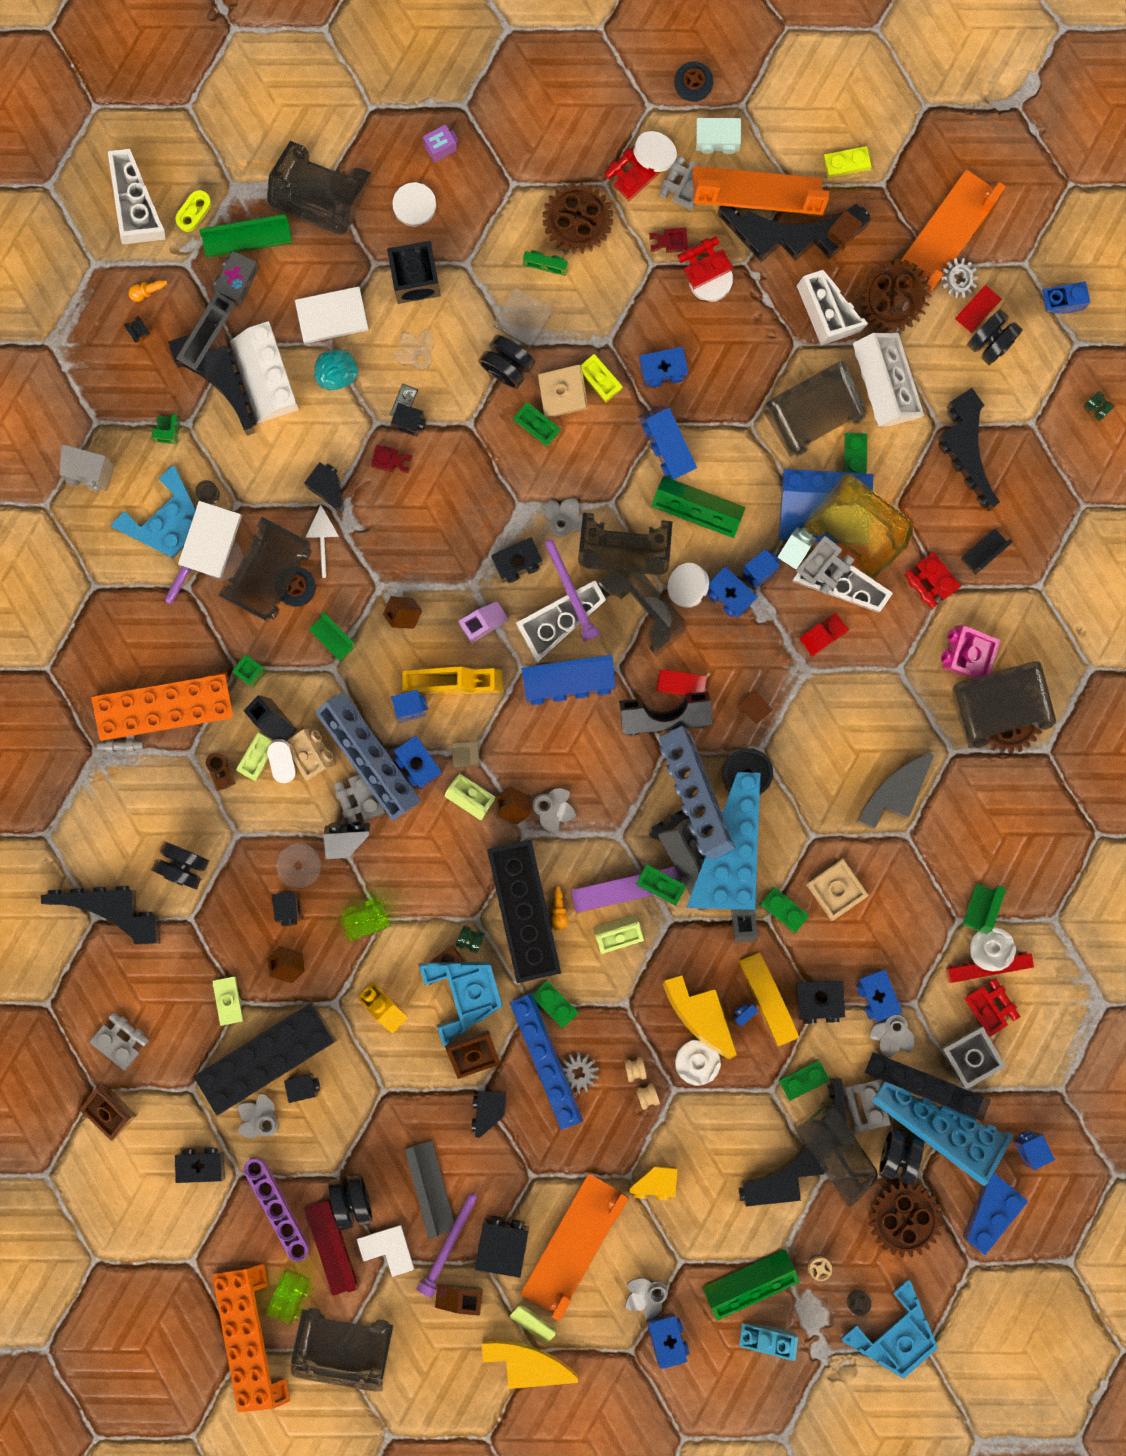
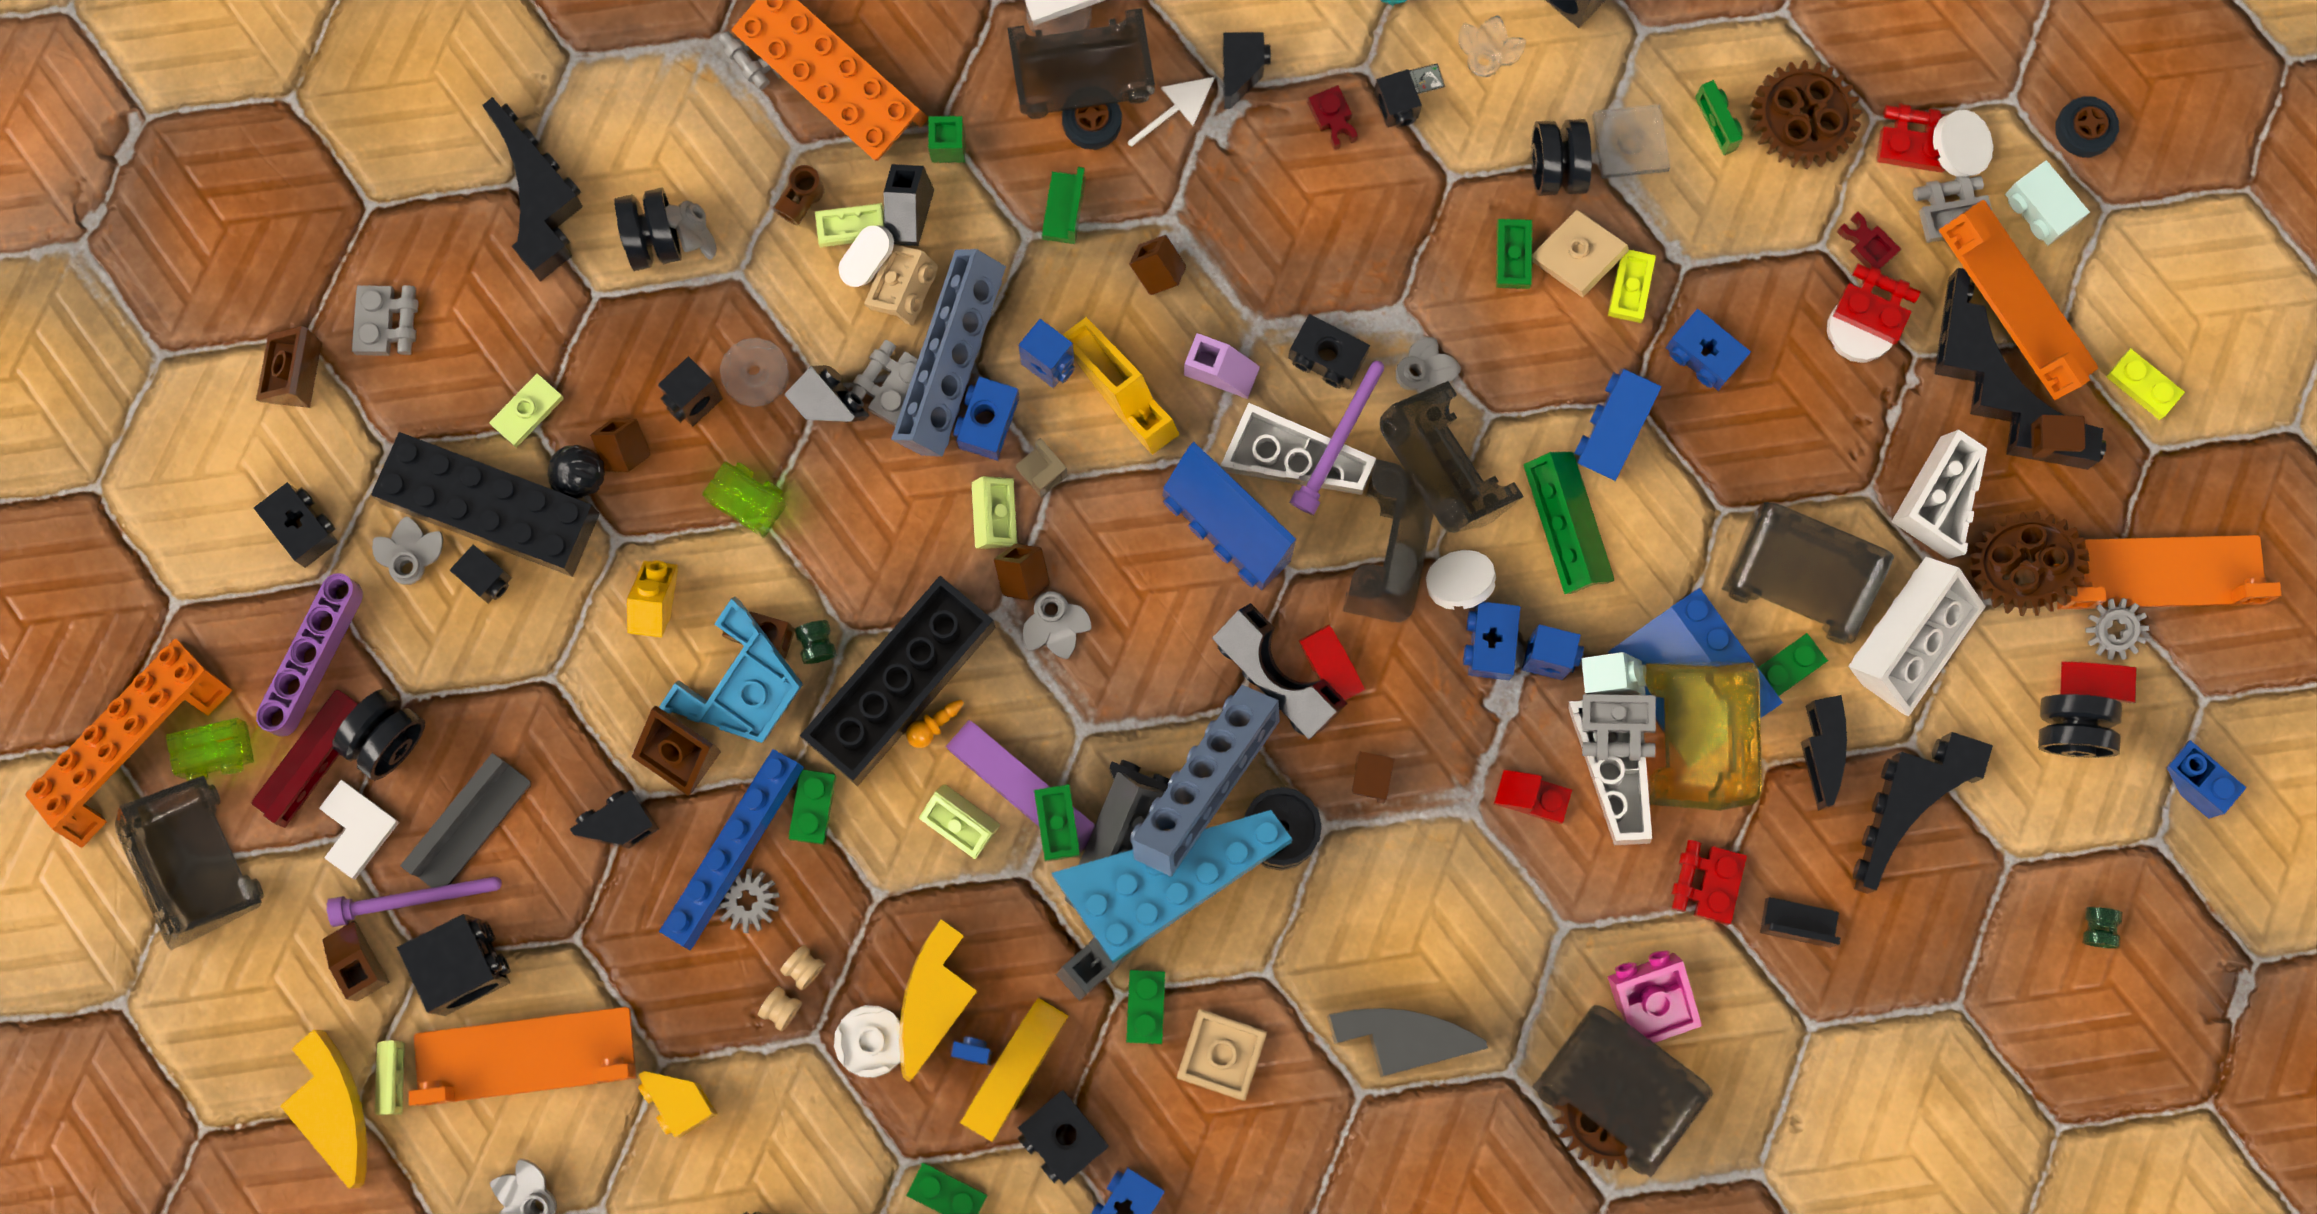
camera: 50 degrees right, 5 degrees down
(191, 840) = (691, 226): none -> light grey plate
(282, 999) = (575, 471): none -> black hair
(911, 470) = (1826, 749): none -> black slope

